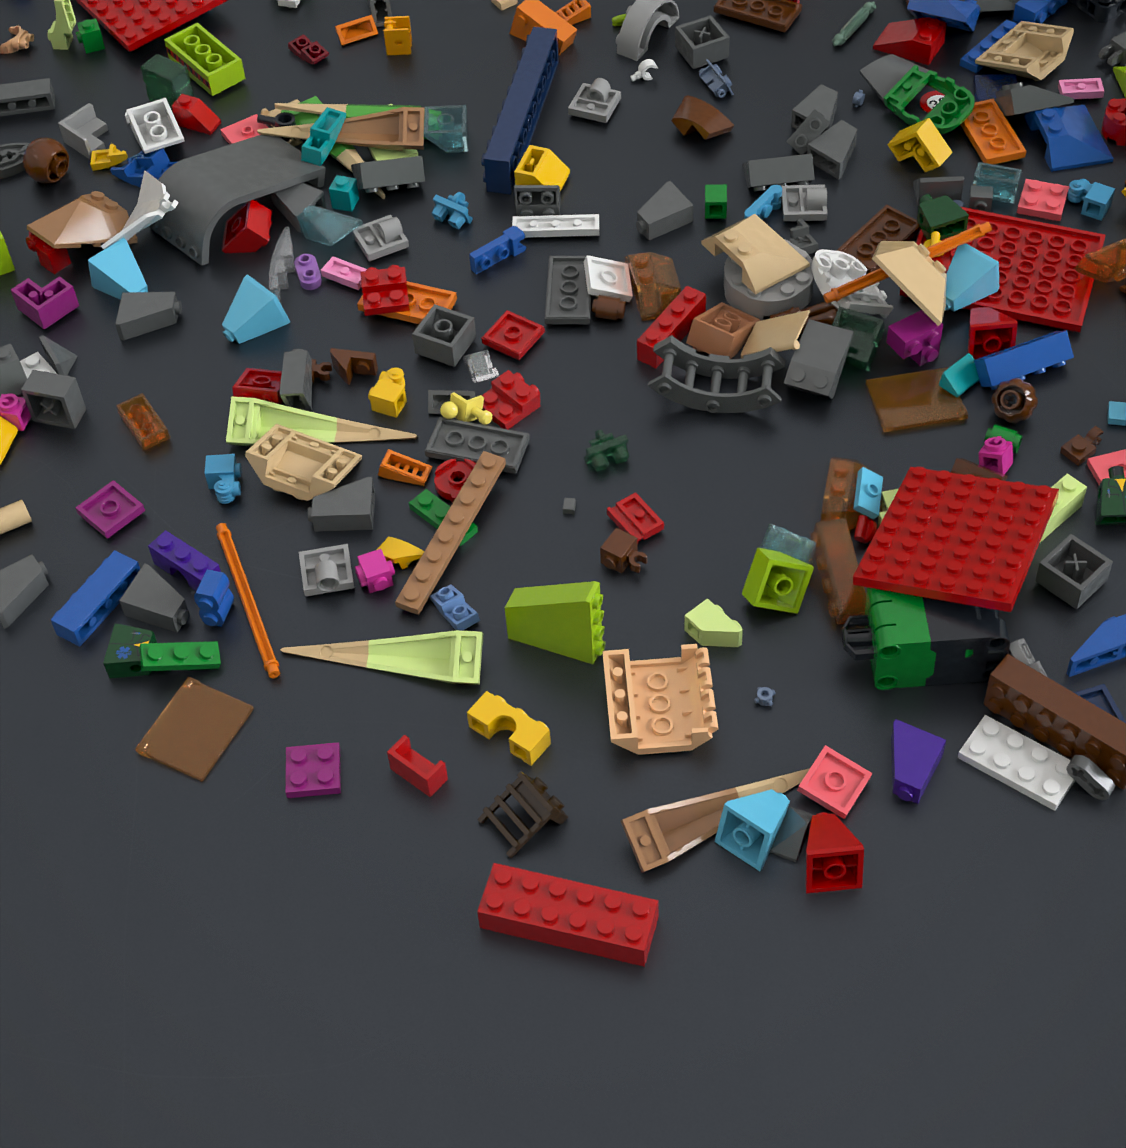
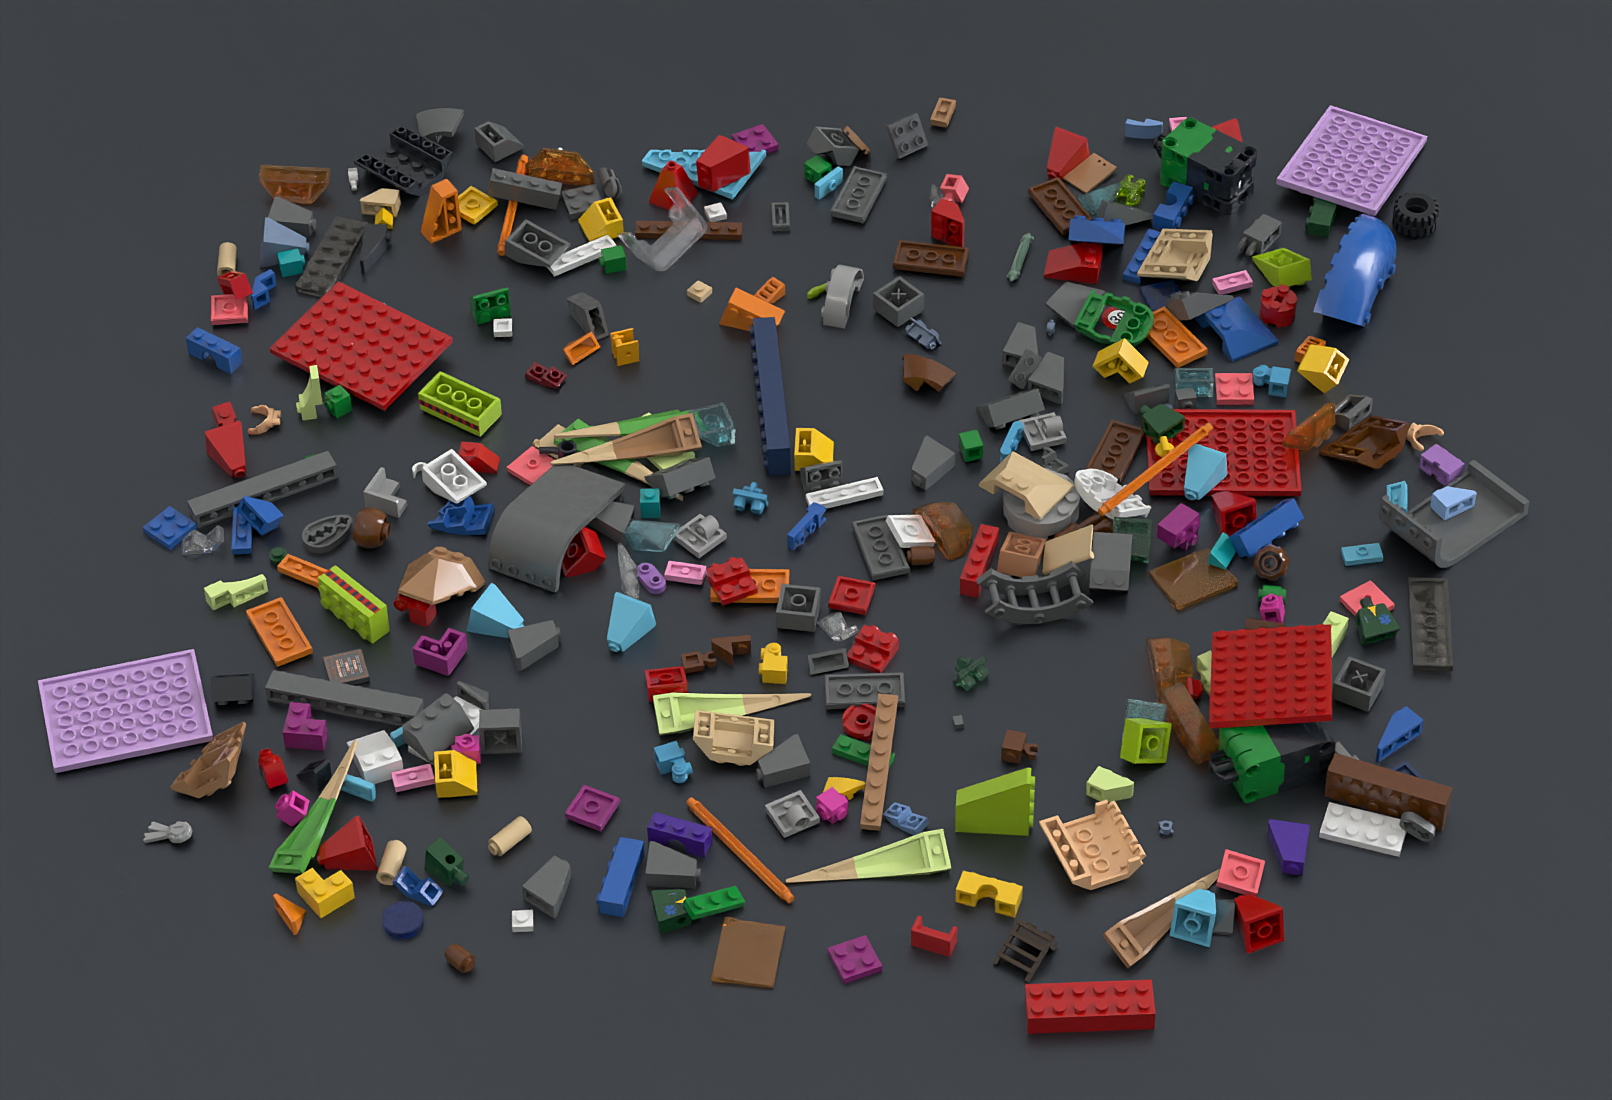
camera: 20 degrees left, 5 degrees down
(107, 158) = (418, 513): yellow slope -> none
(143, 421) = (580, 733): clear orange piece -> none
(150, 208) = (494, 552): white panel -> none
(165, 79) = (440, 432): clear green piece -> none
(214, 598) = (720, 853): blue brick -> none
(297, 380) = (697, 670): dark grey slope -> none
(322, 136) = (613, 456): teal slope -> none
(398, 460) = (803, 726): orange slope -> none
(465, 409) = (845, 664): light yellow piece -> none
(595, 101) = (827, 374): light grey plate -> none
(635, 517) = (1015, 718): red plate -> none
(644, 65) = (856, 337): white piece -> none
(868, 493) = (1187, 659): medium azure plate -> none
(915, 274) = (1167, 477): tan slope -> none
(1080, 448) = (1332, 589): reddish brown plate -> none

